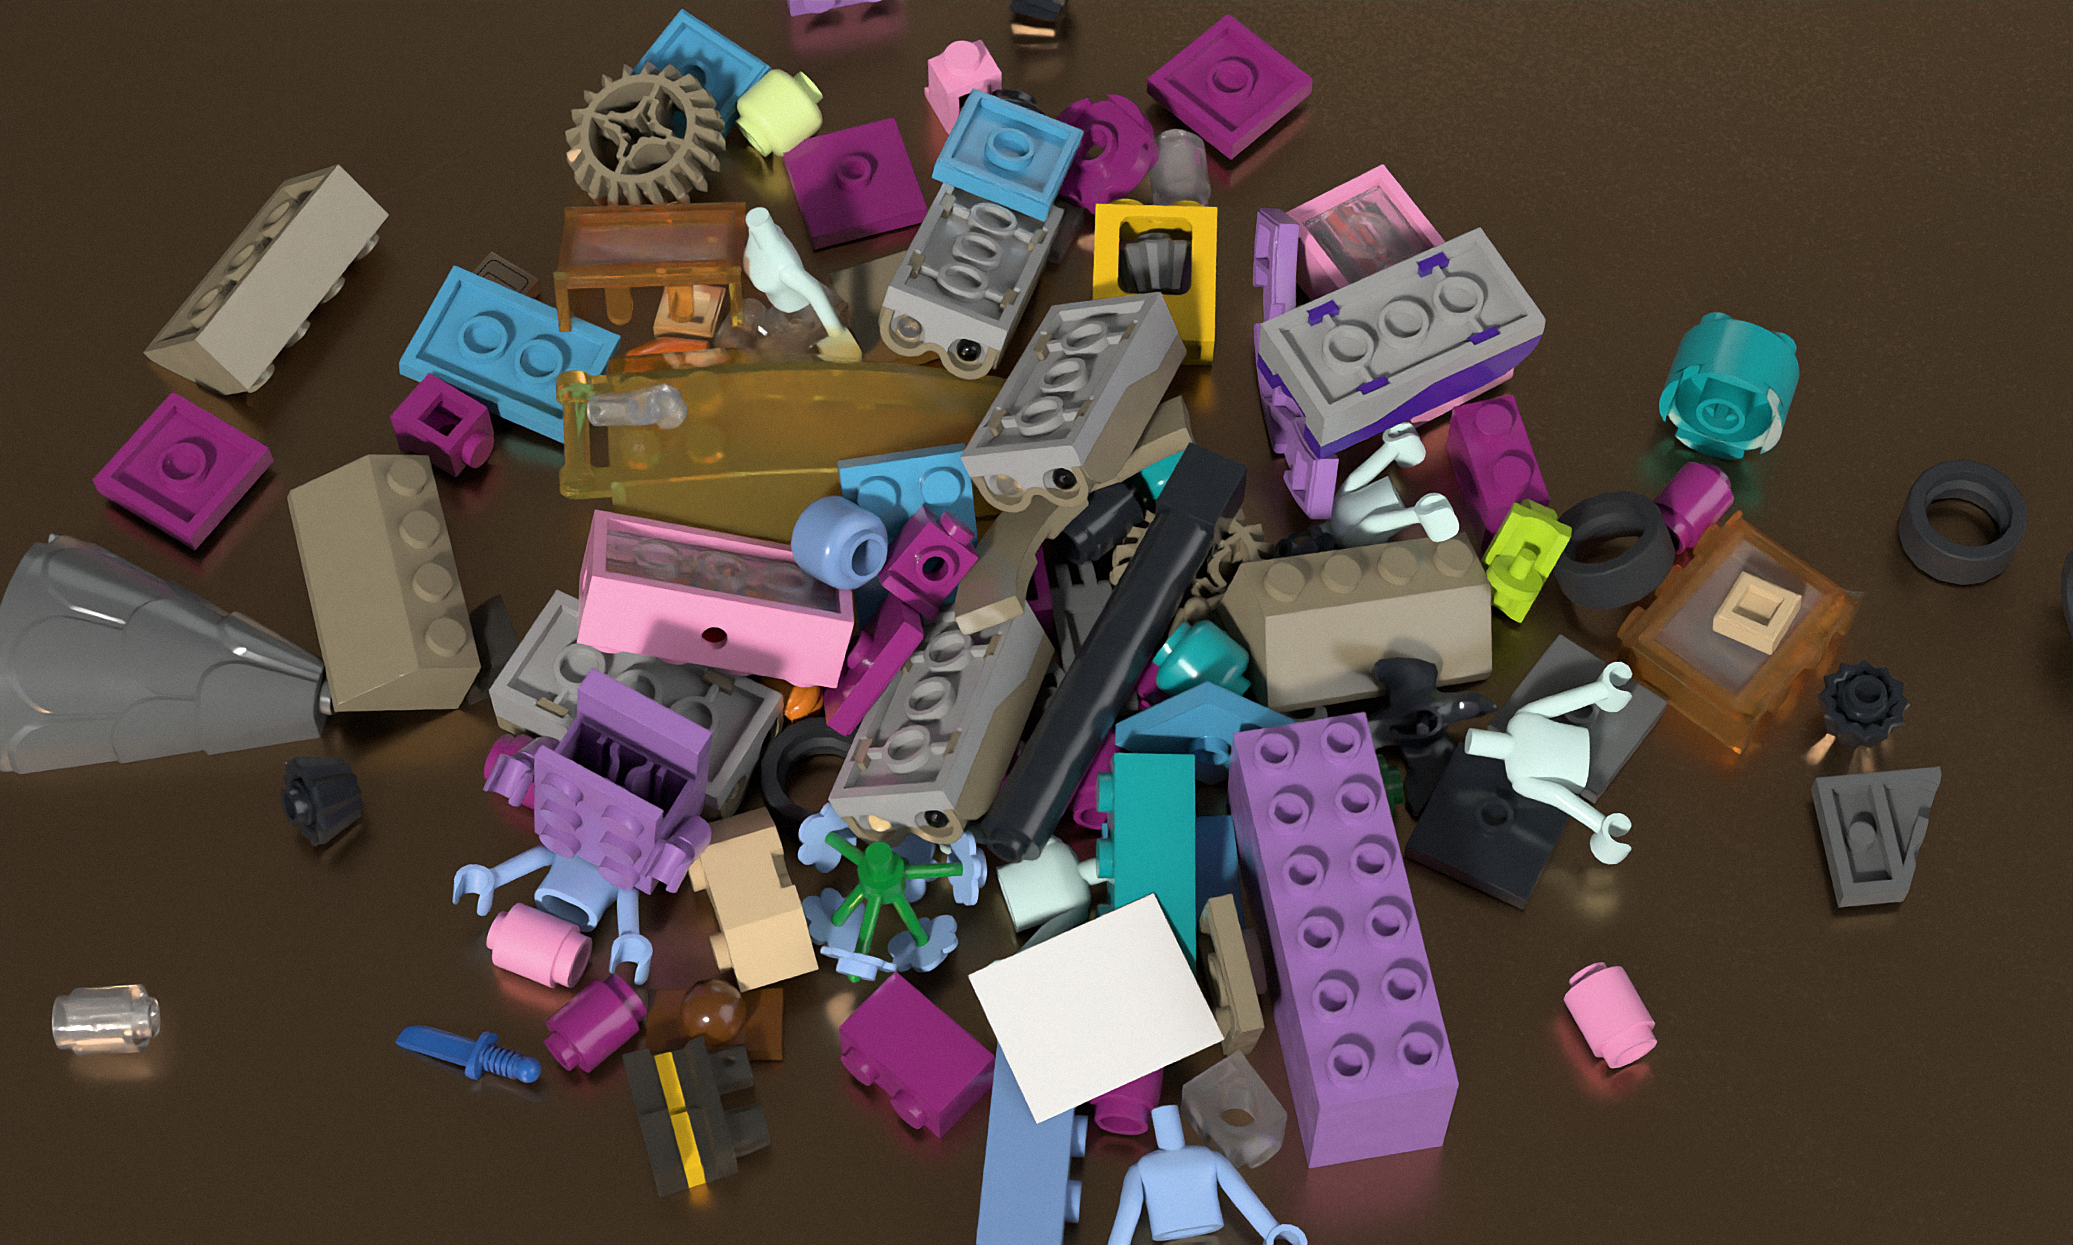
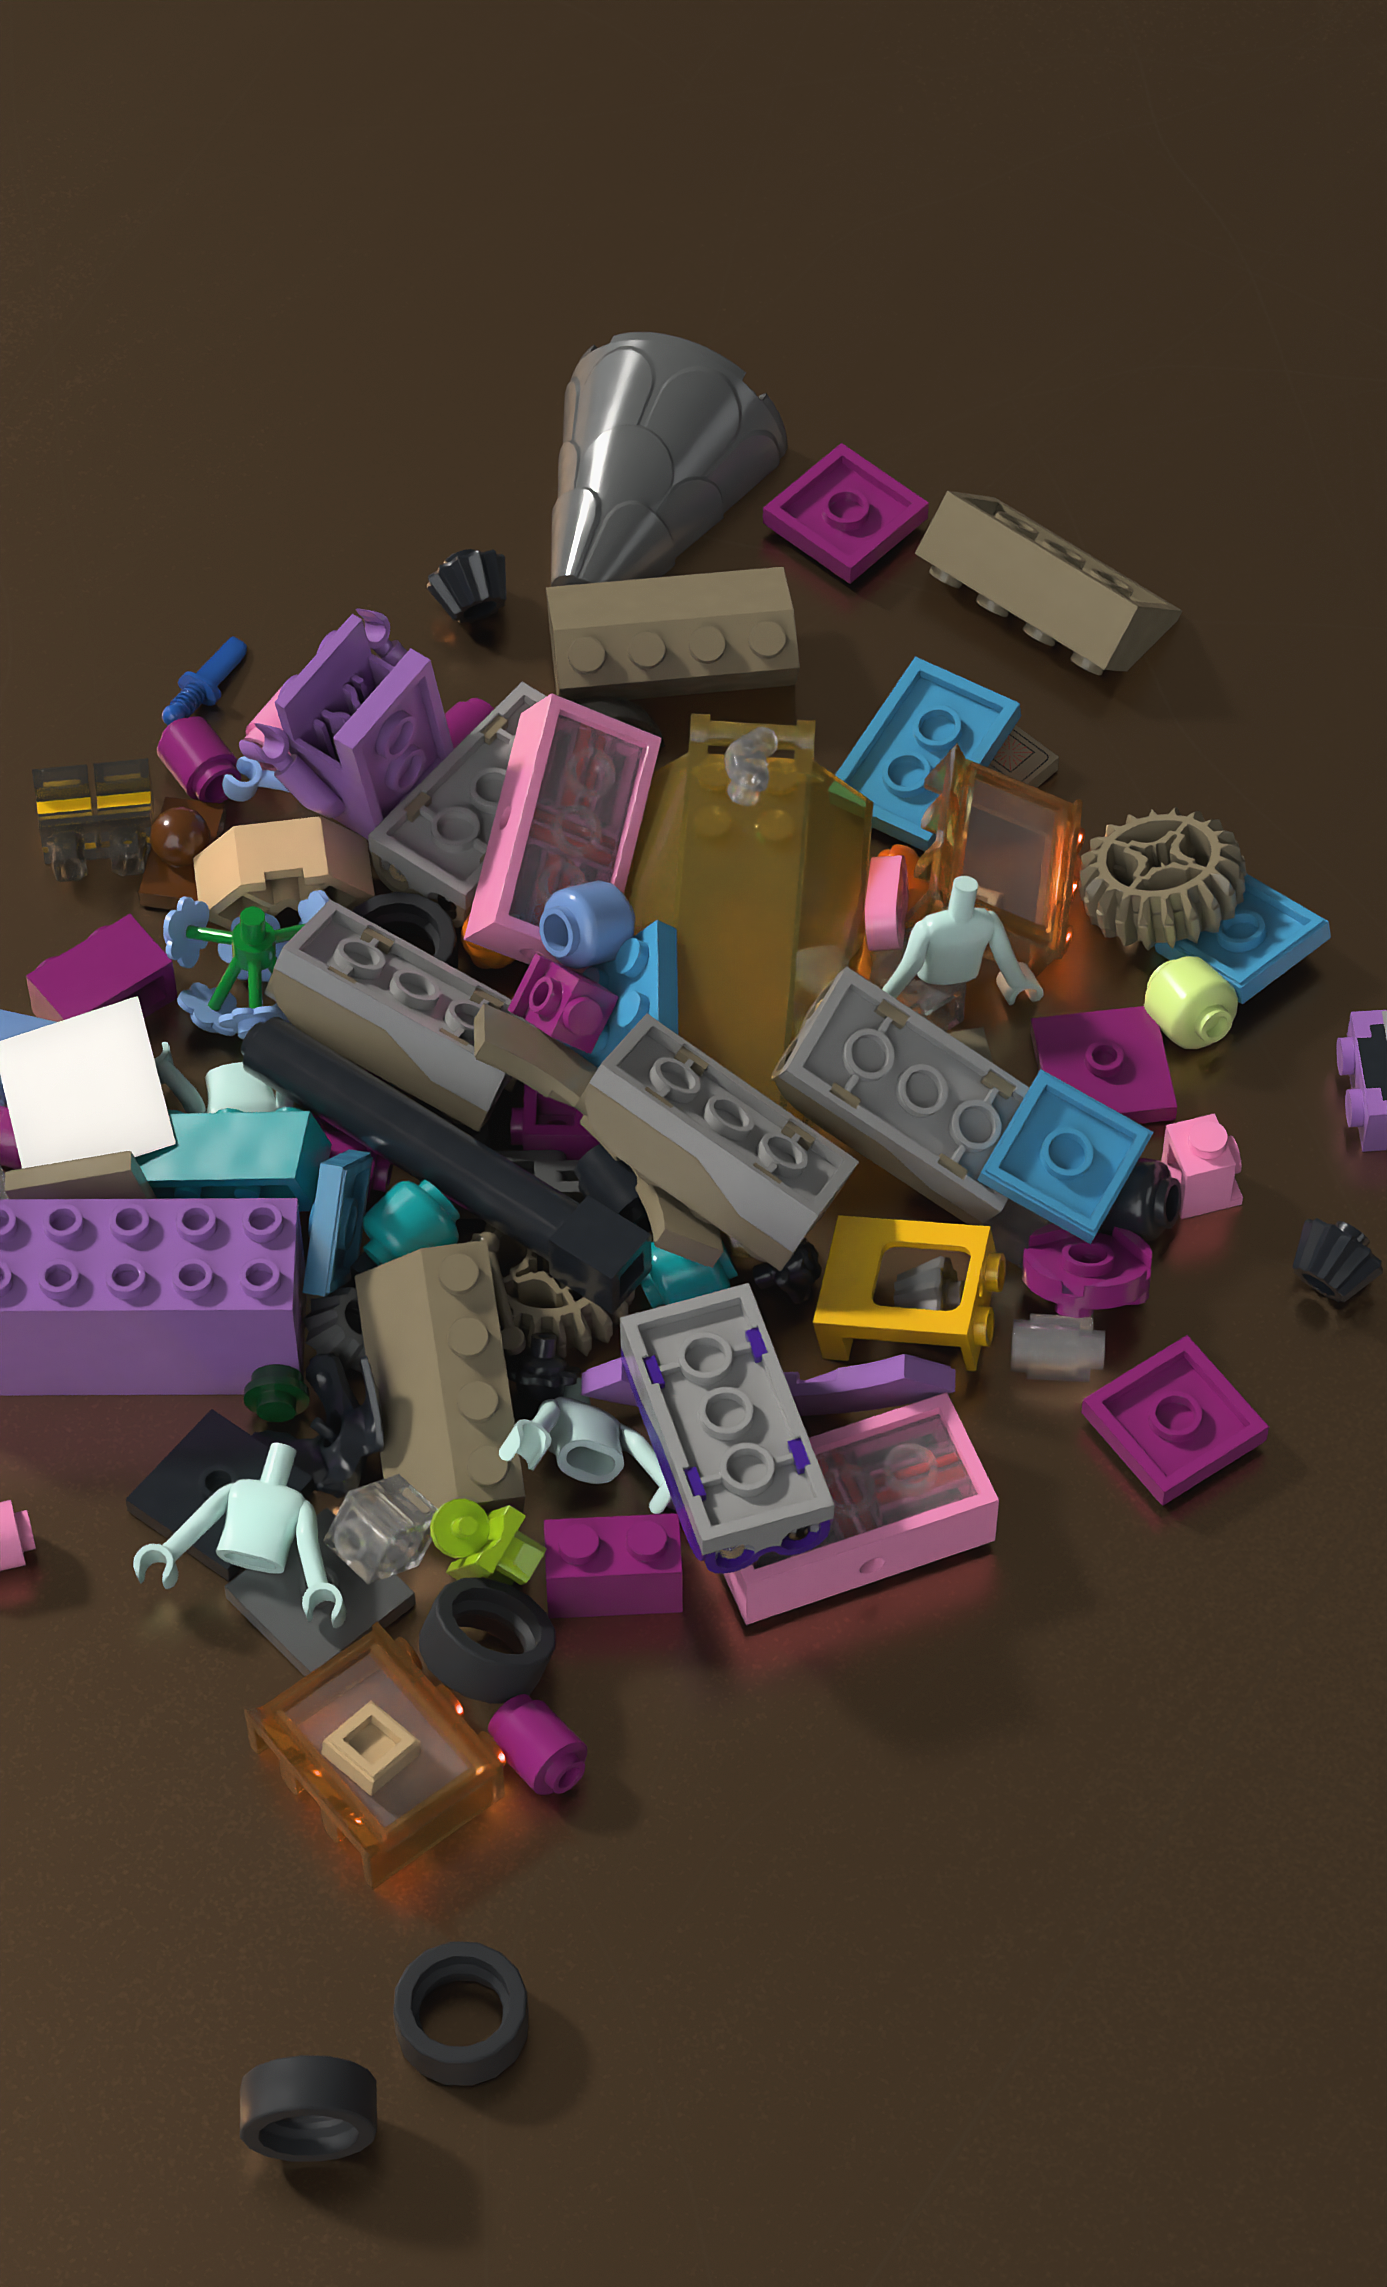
camera: 100 degrees right, 5 degrees down
(105, 1020) = (298, 438): clear brick -> none
(444, 425) = (847, 696): magenta brick -> none
(735, 330) = (886, 903): none -> bright pink beam
(872, 662) = (487, 965): magenta plate -> none
(1519, 652) = (381, 1529): none -> clear brick
(1730, 387) = (662, 1798): teal brick -> none
(1862, 704) = (257, 1844): black piece -> none
(1874, 831) = (117, 1829): dark grey wing -> none

